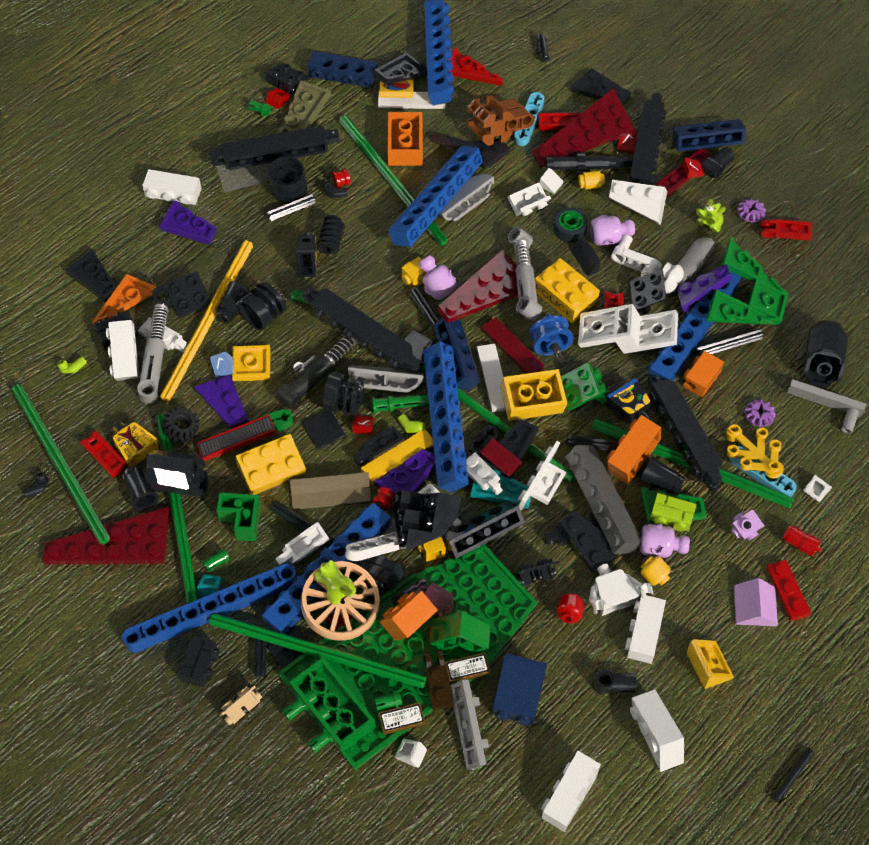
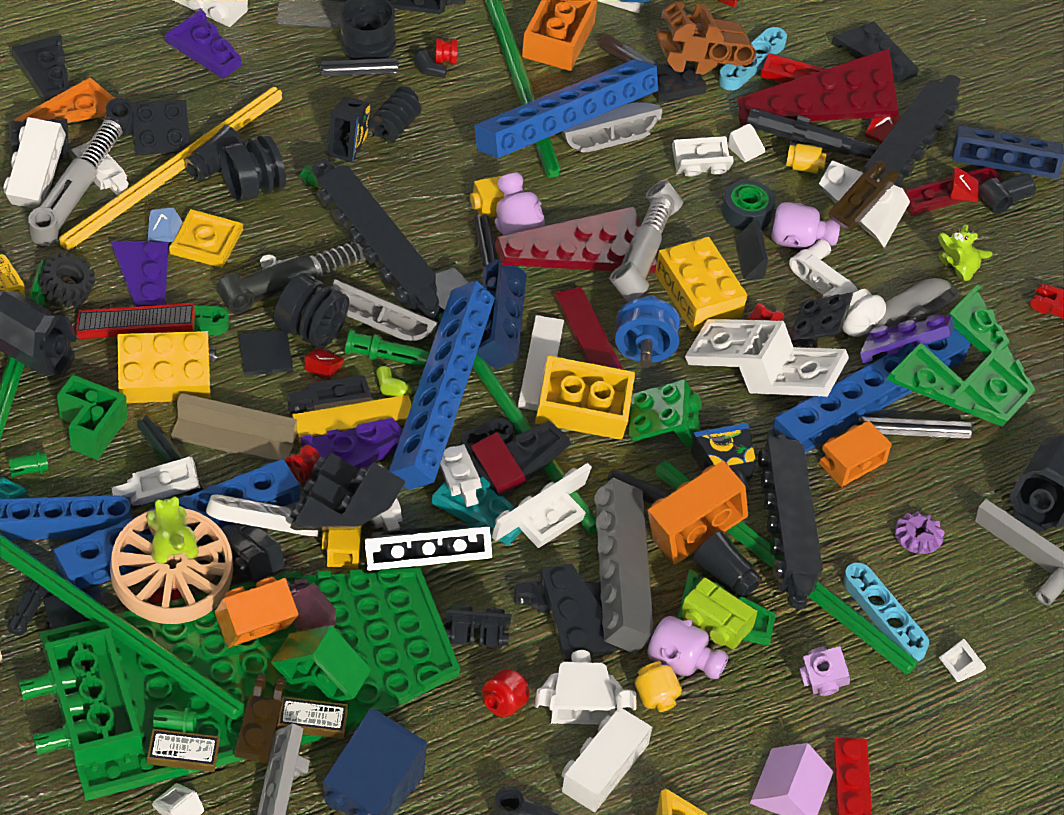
camera: 15 degrees right, 10 degrees down
(642, 200) = (863, 196): none -> dark brown hinge
(755, 215) = (1031, 275): medium lavender gear -> none
(771, 466) = (899, 607): yellow plant -> none
(803, 541) = (903, 721): red piece -> none

